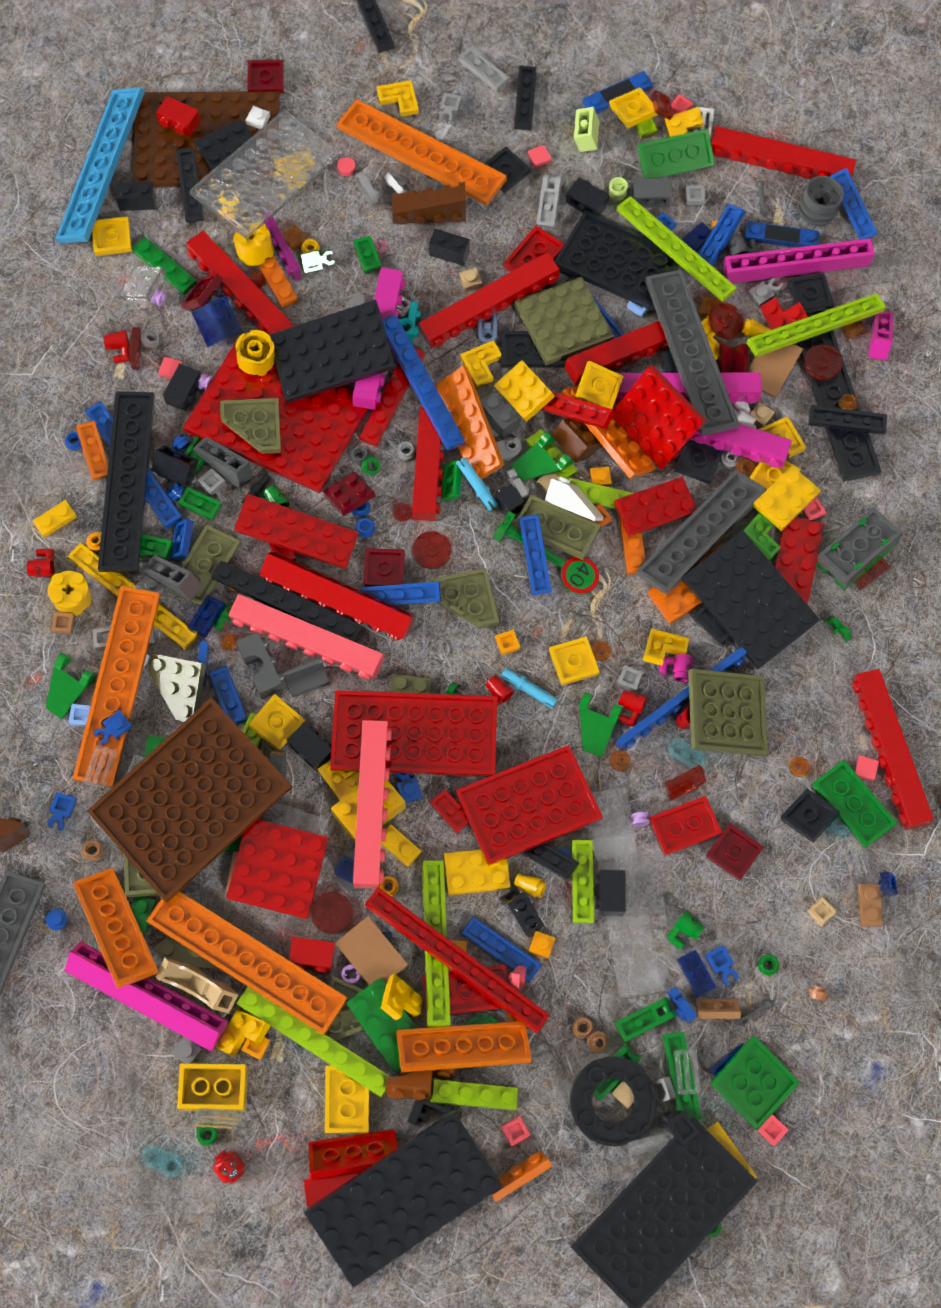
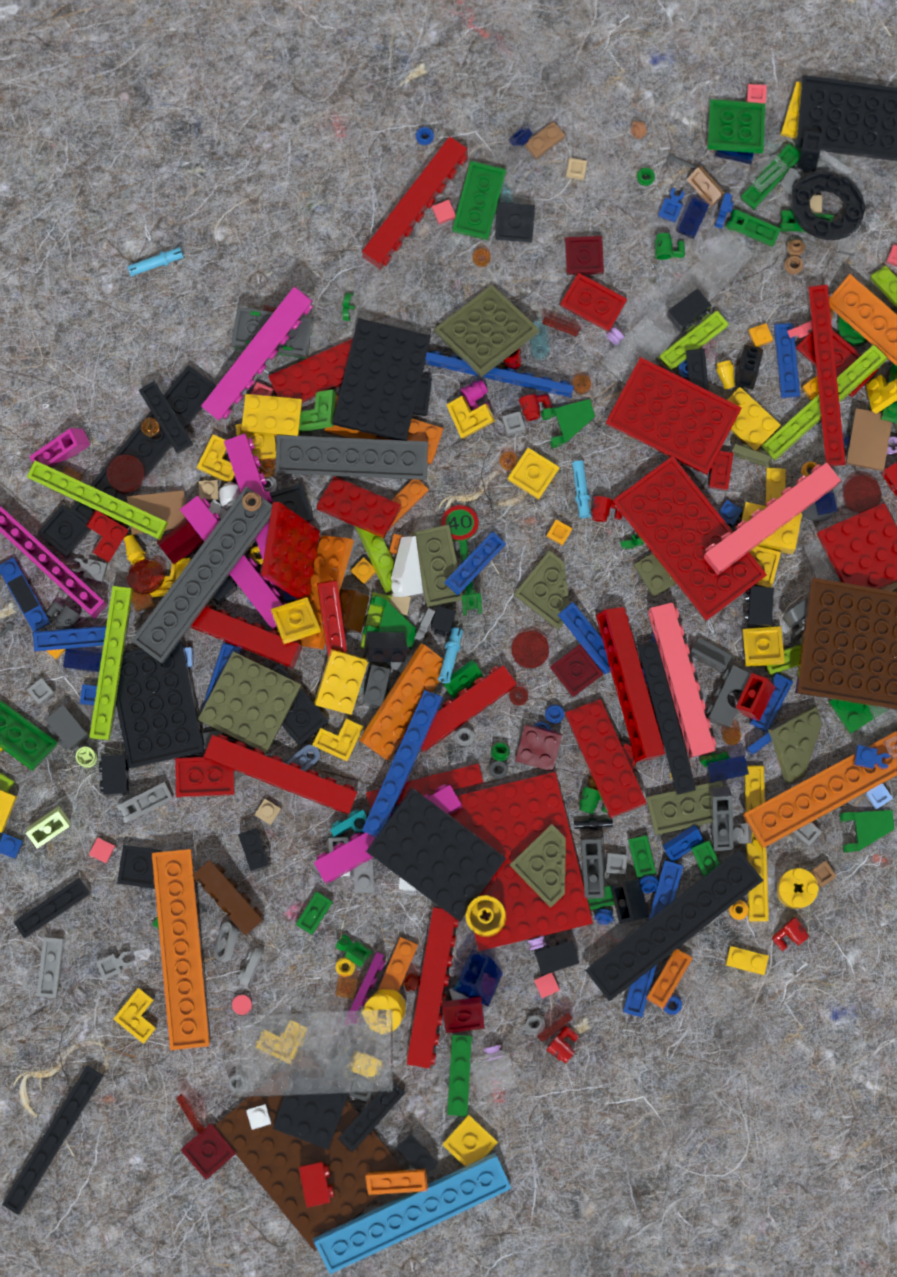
camera: 125 degrees left, 10 degrees up
(129, 164) = (396, 1181): none -> orange plate
(241, 678) = (755, 697): none -> red brick
(300, 79) = (190, 1114): none -> clear red tile
(435, 847) = (745, 452): none -> olive plate
(523, 437) = (385, 647): none -> black brick
(722, 411) = (252, 495): none -> medium nougat plate
(848, 518) = (257, 353): none -> dark pink brick

